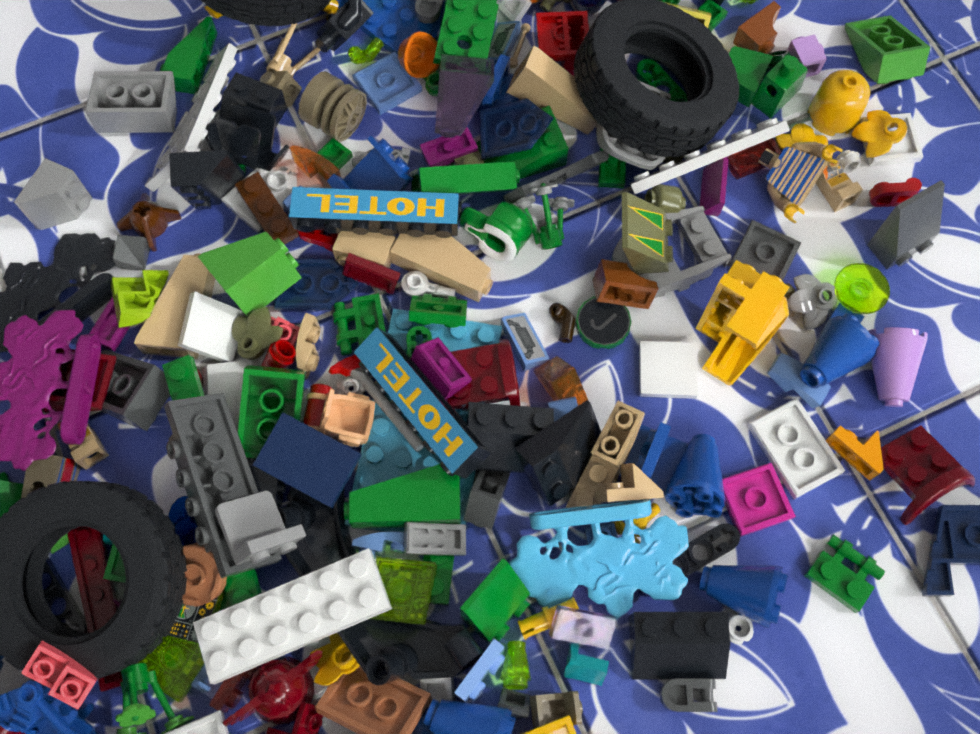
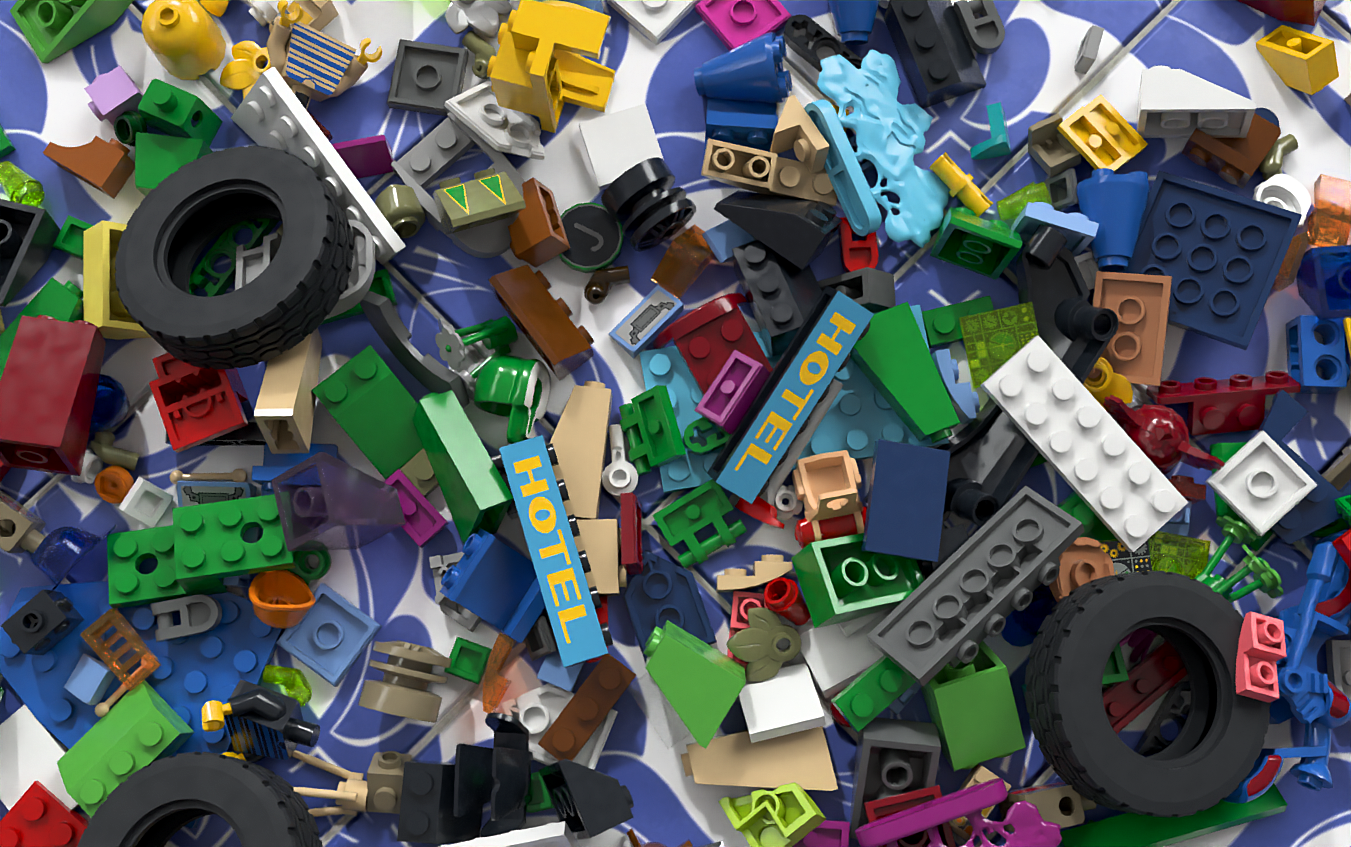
camera: 110 degrees left, 10 degrees up
(139, 459) = (974, 710): none -> bright green slope
(256, 528) = (1017, 513): light grey bracket -> none
(434, 539) = (936, 327): light grey plate -> none
(511, 128) = (363, 424): dark blue tile -> none
(516, 513) = (856, 254): none -> red plate
(548, 262) = (543, 319): none -> reddish brown slope
(582, 627) = (959, 145): clear purple plate -> none
(616, 361) = (648, 204): none -> black wheel
(702, 280) = (498, 126): none -> white tile

